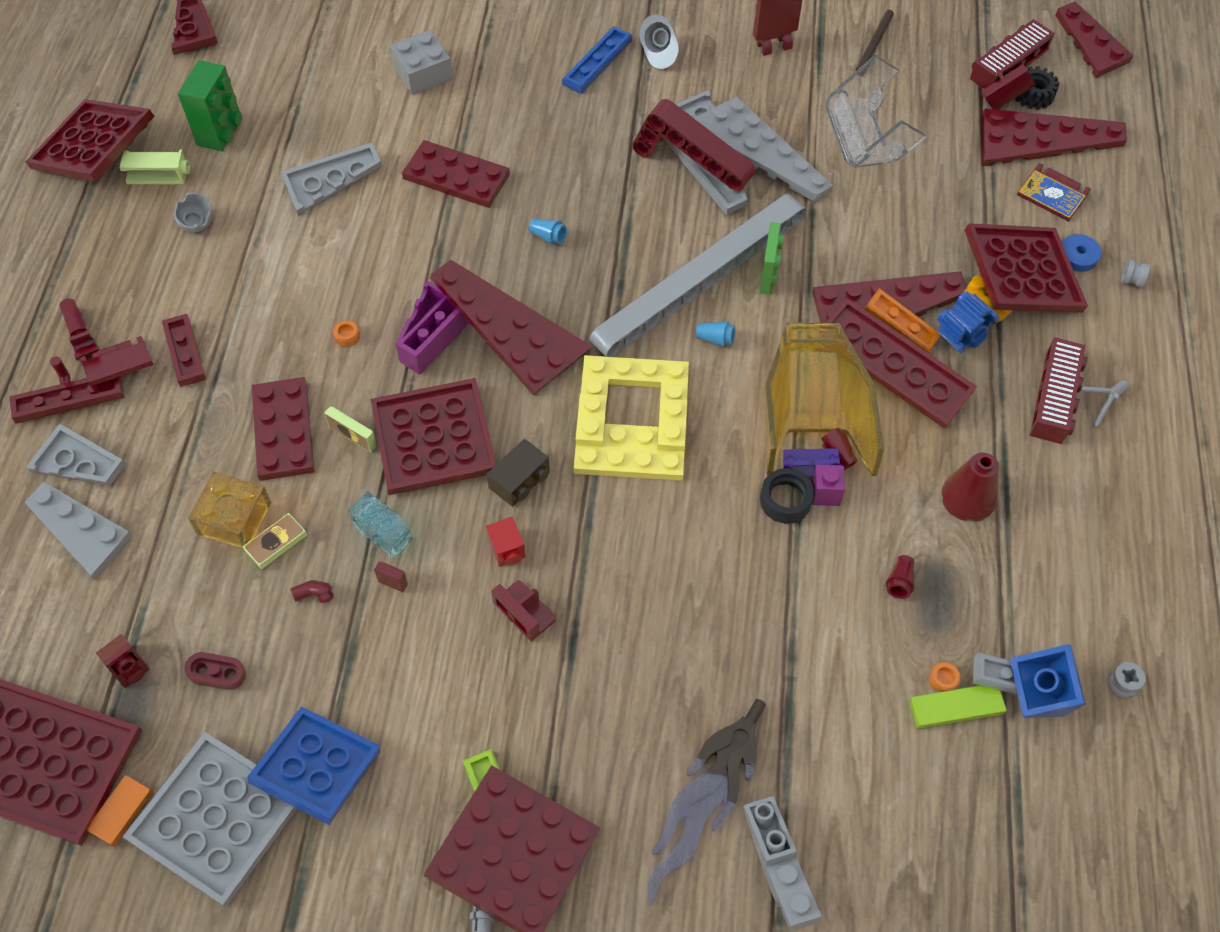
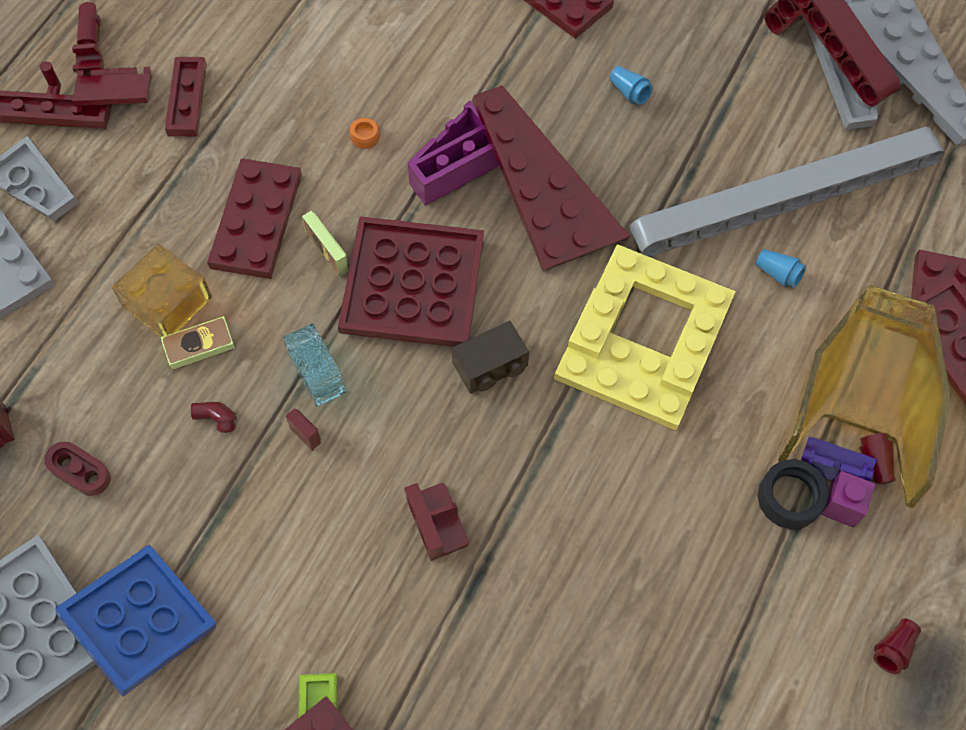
camera: 20 degrees right, 5 degrees up
(505, 542) = (444, 434): red brick -> none
(772, 258) = (880, 199): bright green plate -> none

